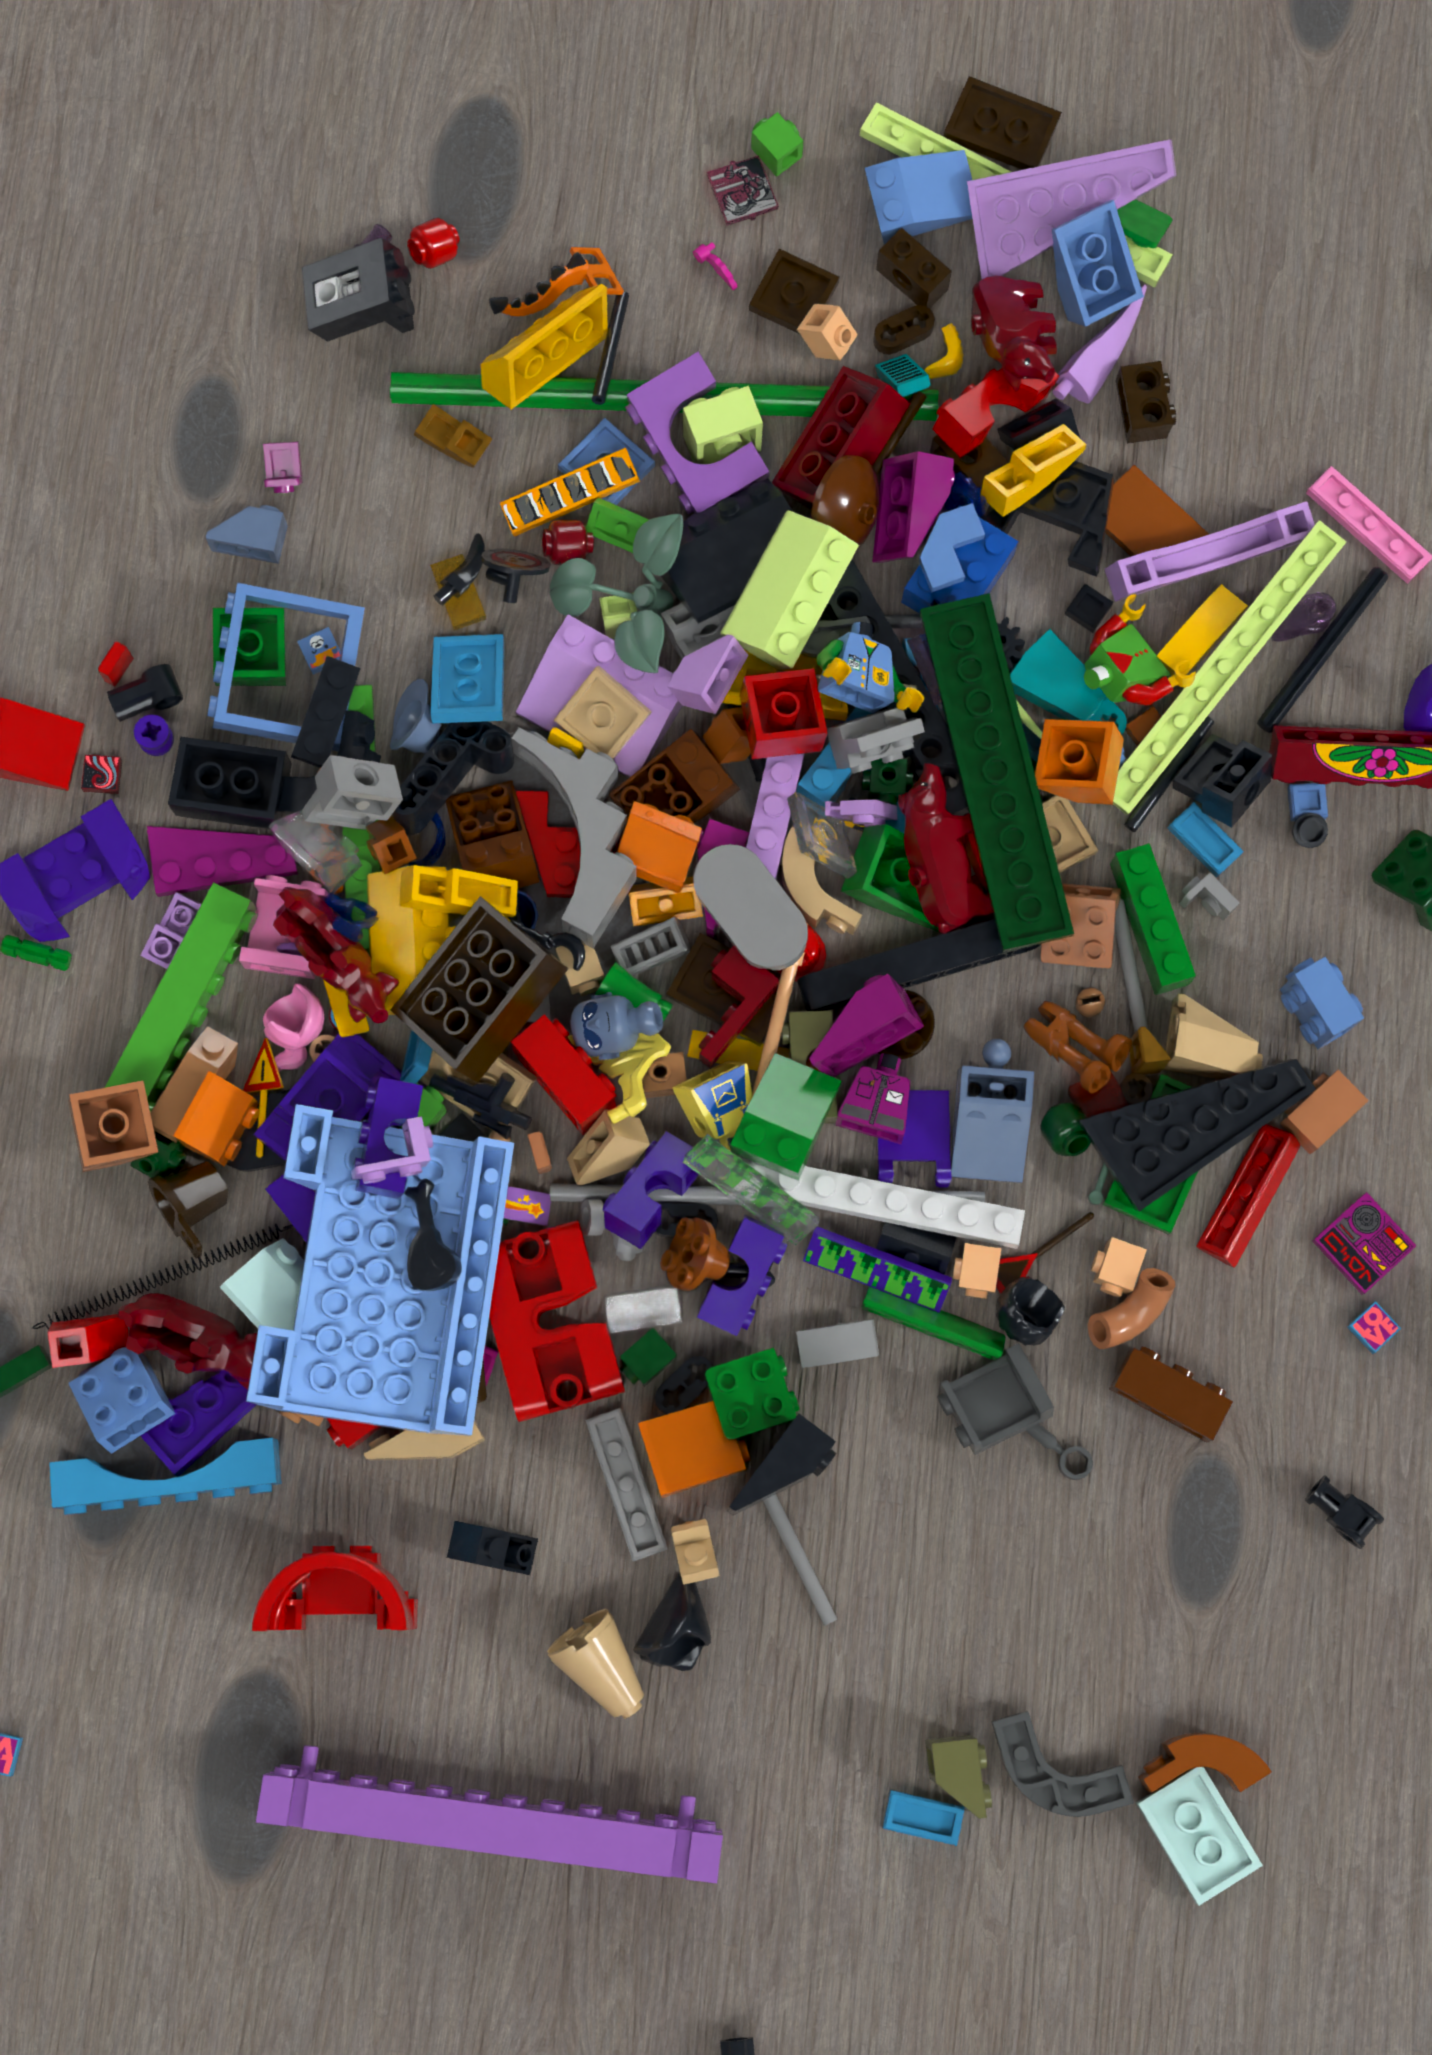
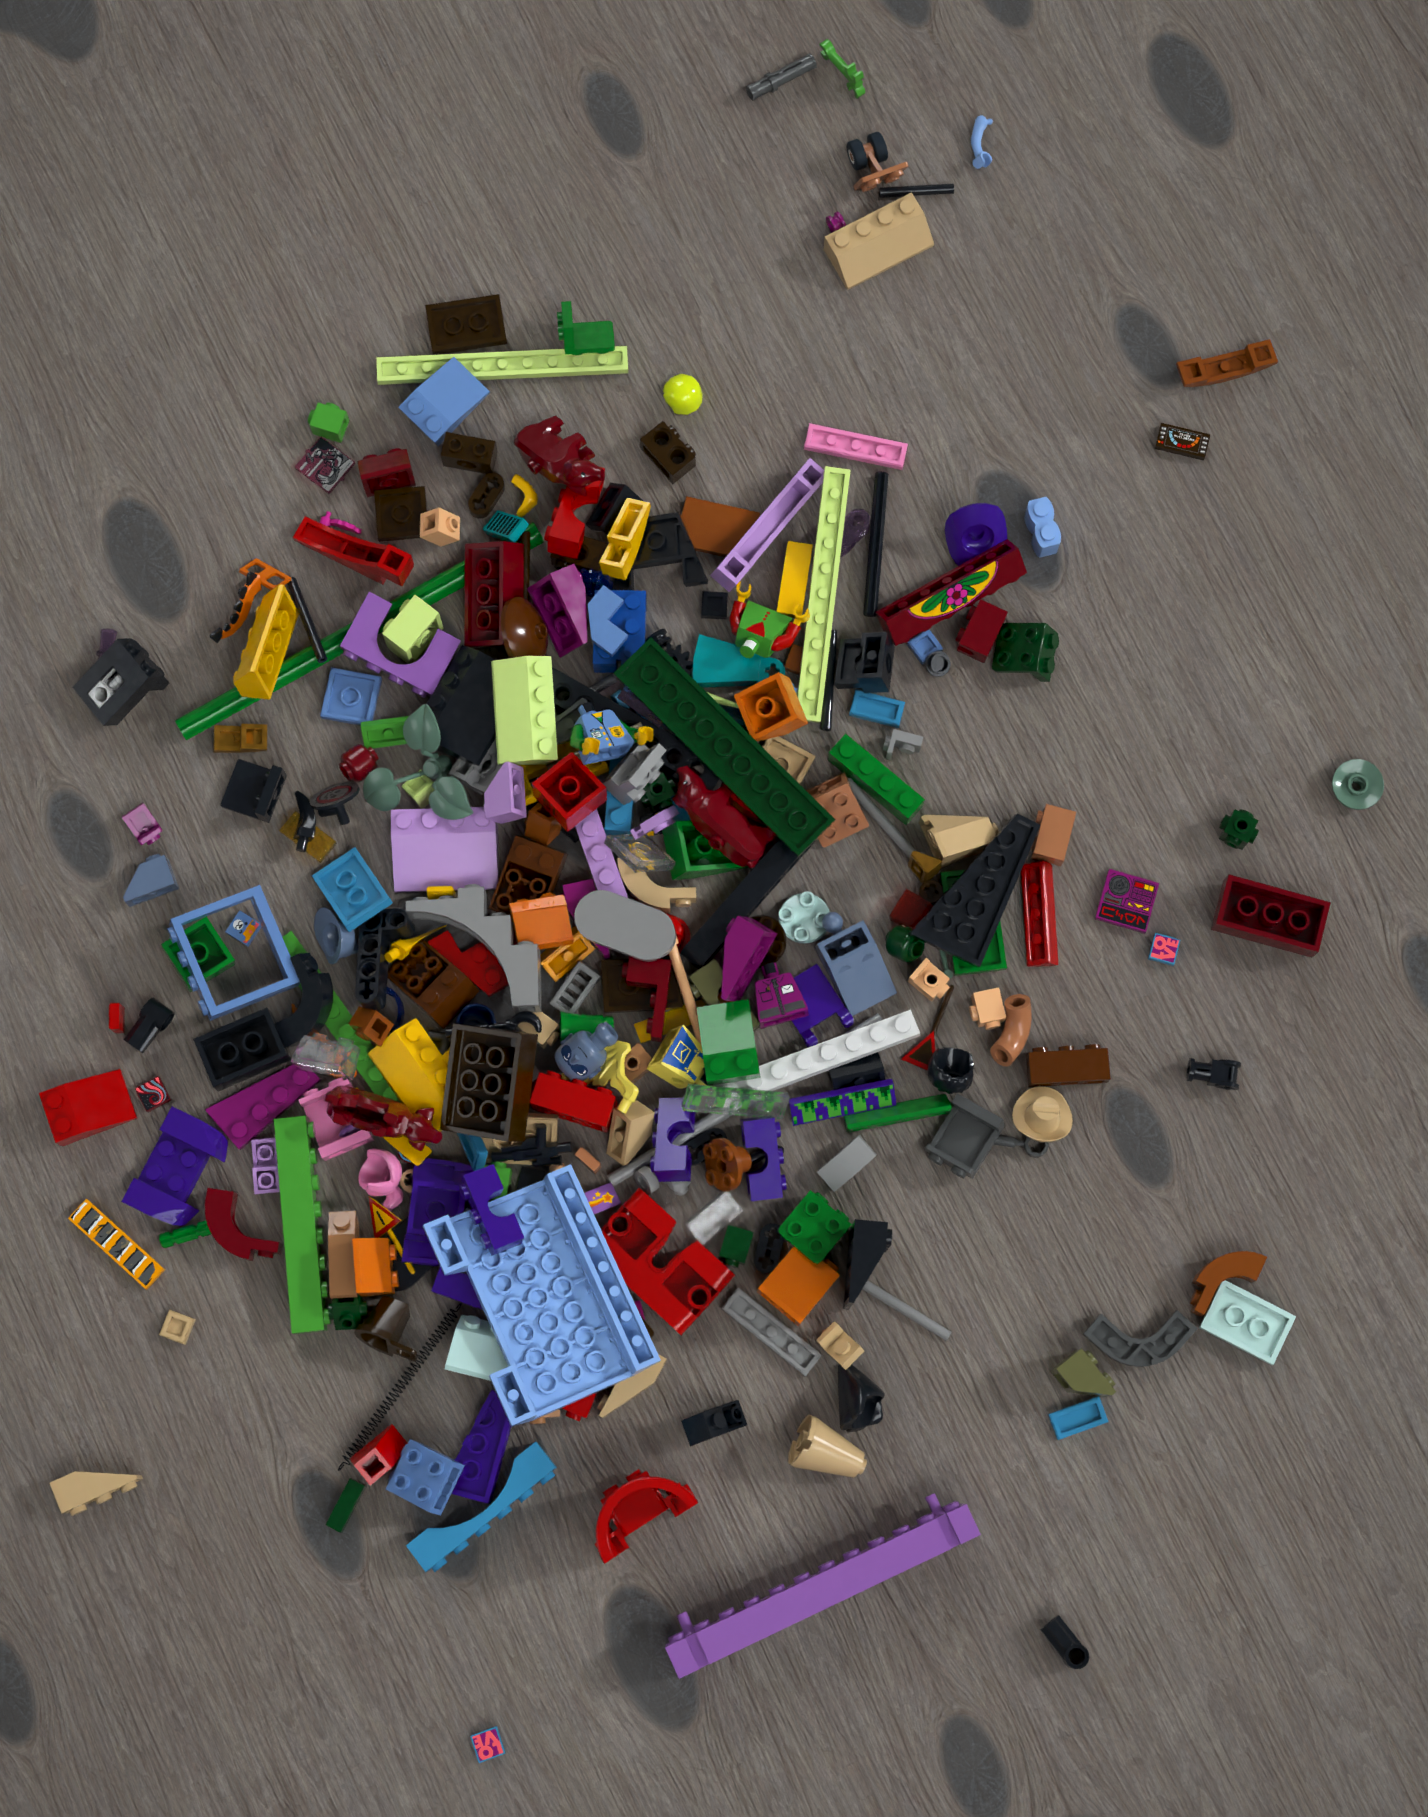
camera: 30 degrees left, 0 degrees up
(81, 974) = (221, 1221): none -> dark red arch
(112, 1125) = (311, 1311): nougat slope -> none
(158, 742) = (175, 1052): dark purple wheel -> none
(188, 1336) = (446, 1411): dark red animal -> none
(325, 712) = (278, 967): black plate -> none
(344, 922) = (376, 1094): clear blue helmet -> none
(353, 793) = (330, 1007): light grey brick -> none
(417, 1141) = (515, 1202): lavender bracket -> none
(429, 1262) = (565, 1269): black piece -> none
(431, 503) = (254, 790): none -> black bracket
(433, 243) = (147, 619): red head -> none
(455, 890) = (433, 1029): yellow slope -> none
(481, 779) = (402, 948): none -> yellow bar
(569, 492) = (339, 729): tile -> none
(602, 714) = (452, 860): tan tile -> none
(725, 321) = (365, 557): none -> red arch
(806, 235) = (386, 471): none -> dark red slope
(965, 1026) = (802, 917): none -> light aqua dish
(977, 1270) = (904, 1064): light nougat brick -> none
(1002, 606) = (660, 638): none -> black bush
(1020, 208) = (527, 366): lavender wing -> none
(1056, 1184) = (919, 980): none -> light nougat brick
(1057, 1043) = (865, 893): dark orange piece -> none
(1091, 1009) = (873, 858): medium nougat hinge -> none
(1092, 364) = (619, 446): lavender piece -> none
(1094, 265) = (585, 385): medium blue slope -> none
(1105, 1432) = (1042, 1114): none -> tan hat
(1203, 347) = (683, 394): none -> neon yellow hair
(1320, 1001) = (1010, 768): medium blue brick -> none
(1385, 823) = (981, 630): none -> dark red brick

